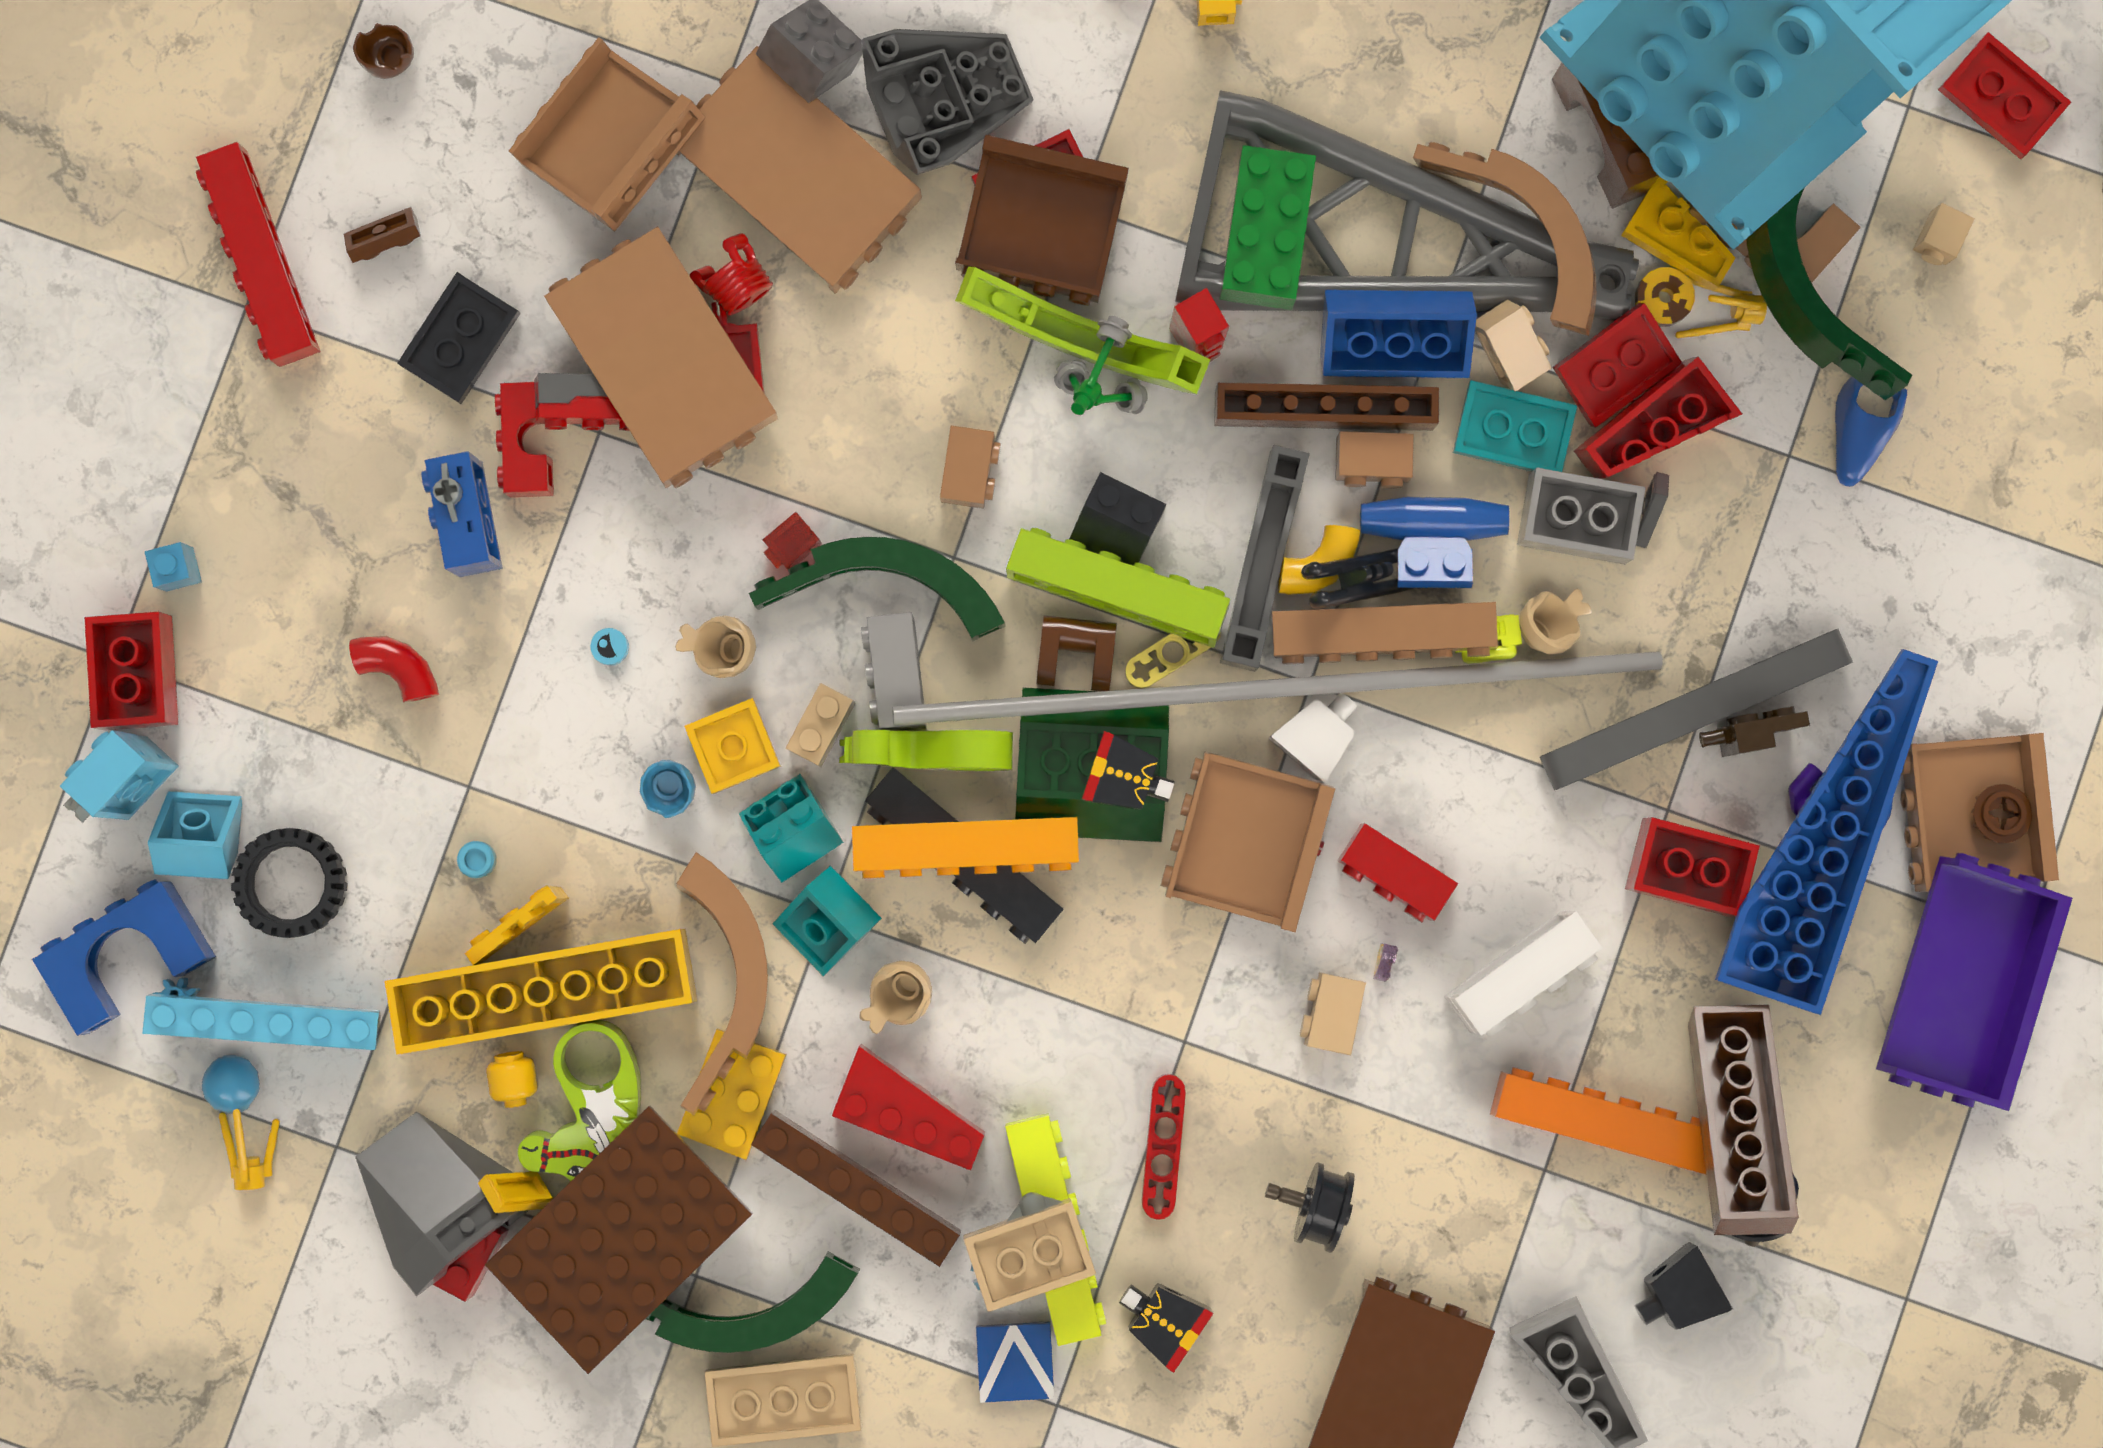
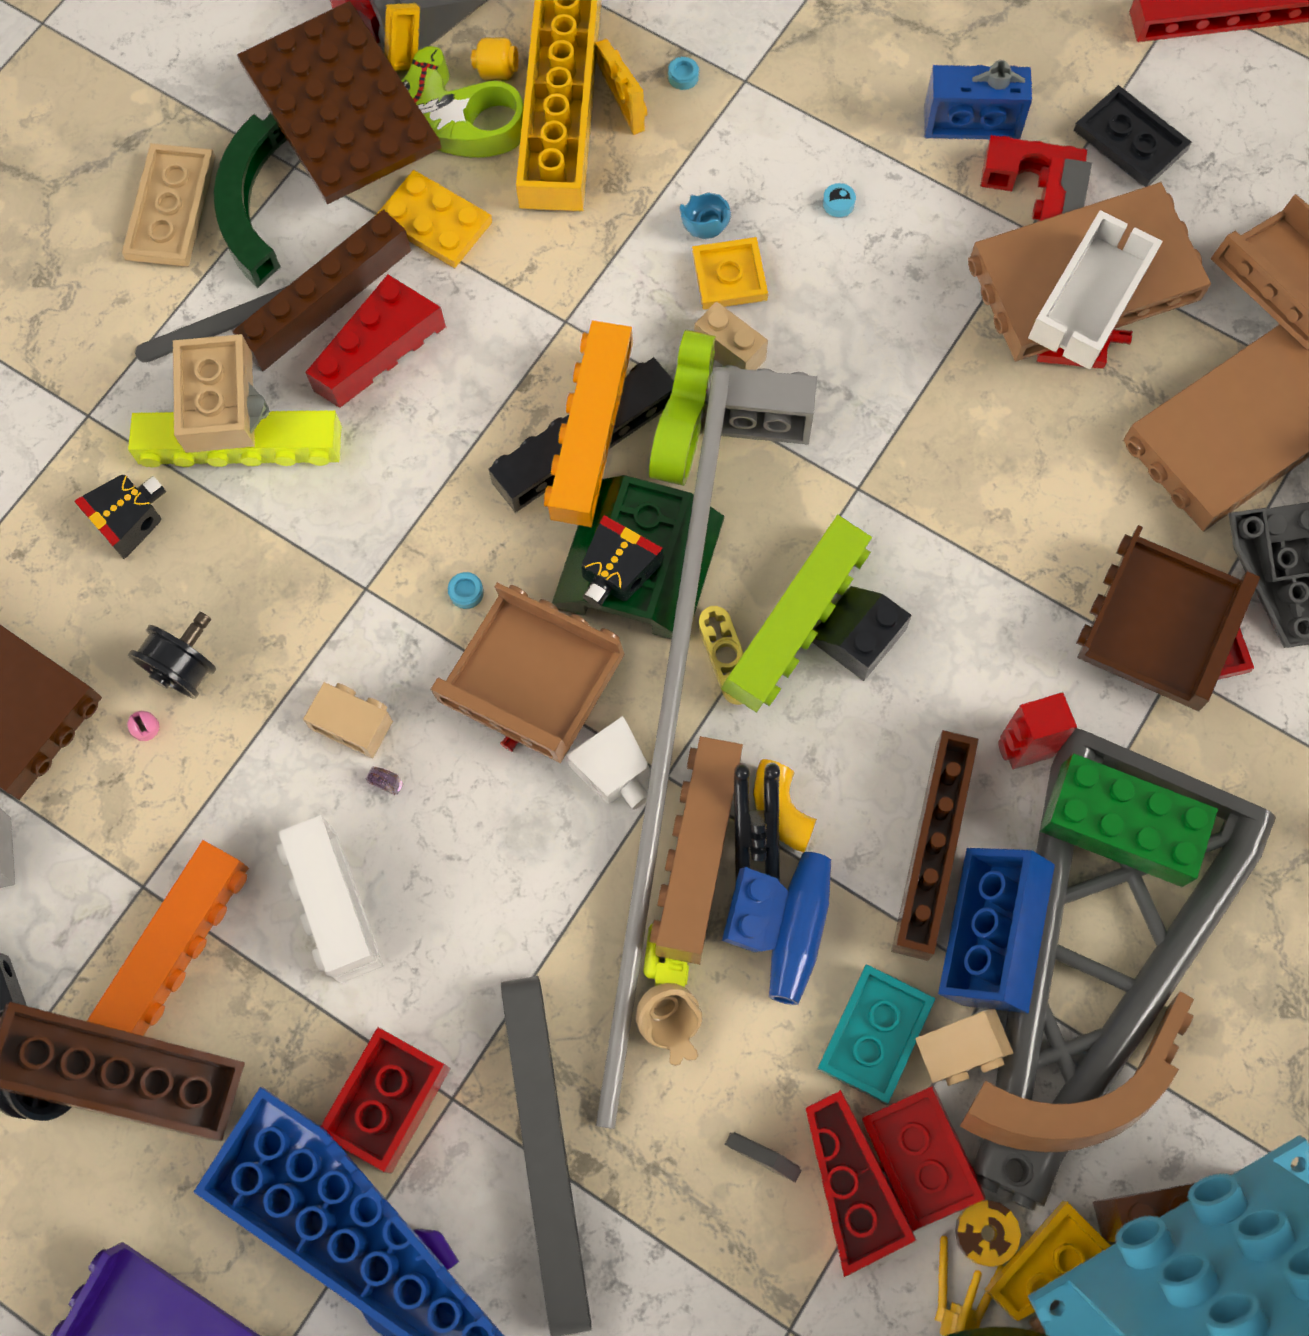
camera: 110 degrees right, 15 degrees down
(373, 238) = (1230, 89): reddish brown plate -> none
(397, 661) = (862, 42): red cylinder -> none
(708, 344) = (1094, 290): none -> white piece
(720, 646) = (820, 276): tan hat -> none
(734, 917) = (528, 242): medium nougat arch -> none
(738, 282) = (1144, 349): red piece -> none
(790, 542) = (900, 352): clear red brick -> none
(790, 828) = (646, 300): teal slope -> none
(826, 920) = (558, 315): teal slope -> none
(891, 556) = (834, 474): dark green arch -> none
(897, 995) = (476, 354): tan hat -> none
(915, 1298) = (204, 328): none -> dark grey piece
(968, 467) = (939, 511): medium nougat brick -> none
(1015, 1362) = (134, 385): blue tile -> none
(1075, 335) = (1053, 623): lime arch -> none
(1077, 636) = (760, 574): reddish brown connector -> none
(1087, 392) = (1008, 622): plant -> none
(1164, 936) = (465, 590): none -> medium azure tile
(1167, 1146) = (276, 550): red beam -> none
(1264, 558) = (839, 774): dark grey arch -> none
(1374, 458) = (874, 883): medium nougat brick -> none
(1380, 1218) = (149, 721): none -> bright pink hinge
(1396, 873) = (462, 808): red brick -> none
(1581, 516) = (771, 1075): light grey brick -> none
(1750, 734) = (502, 1193): dark brown plate -> none

